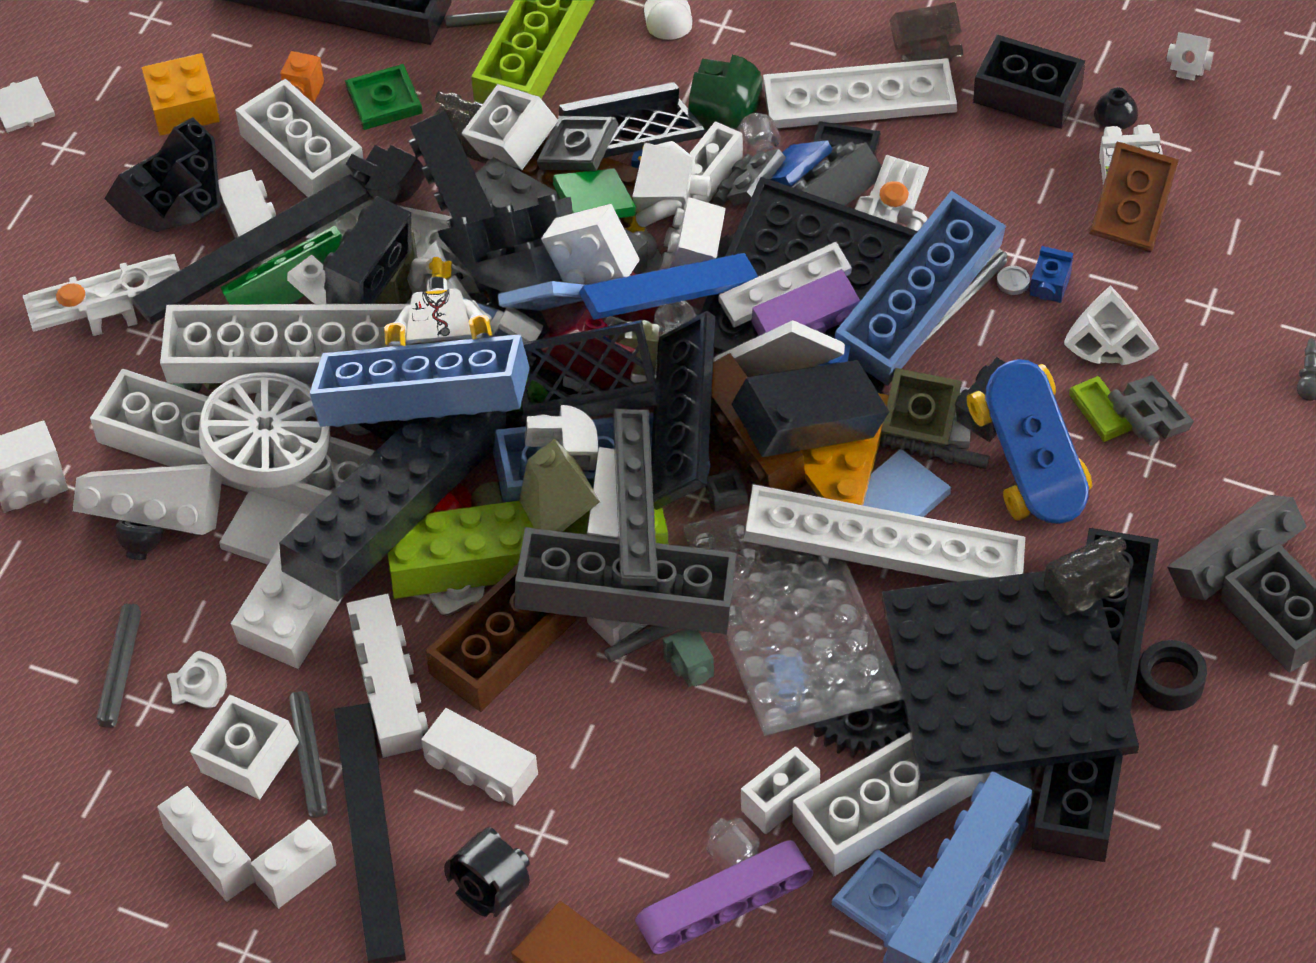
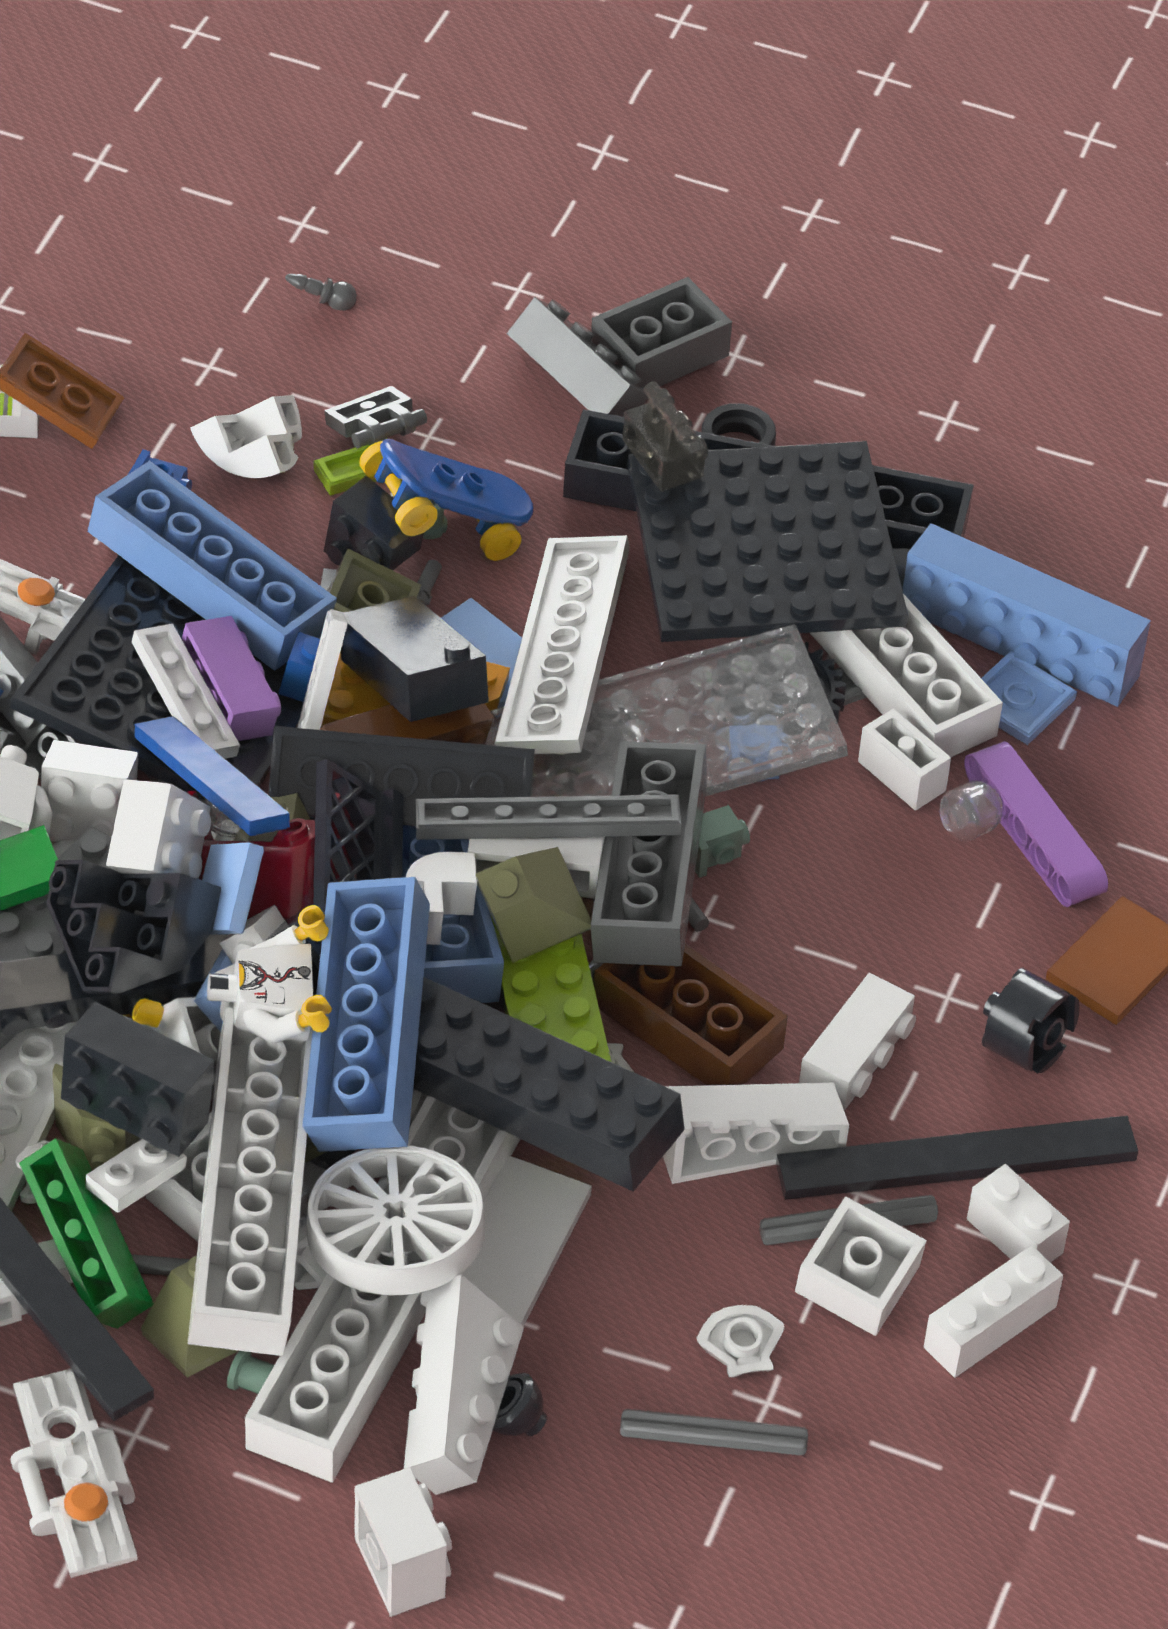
camera: 95 degrees left, 5 degrees down
(282, 614) = (638, 1237): white brick -> none

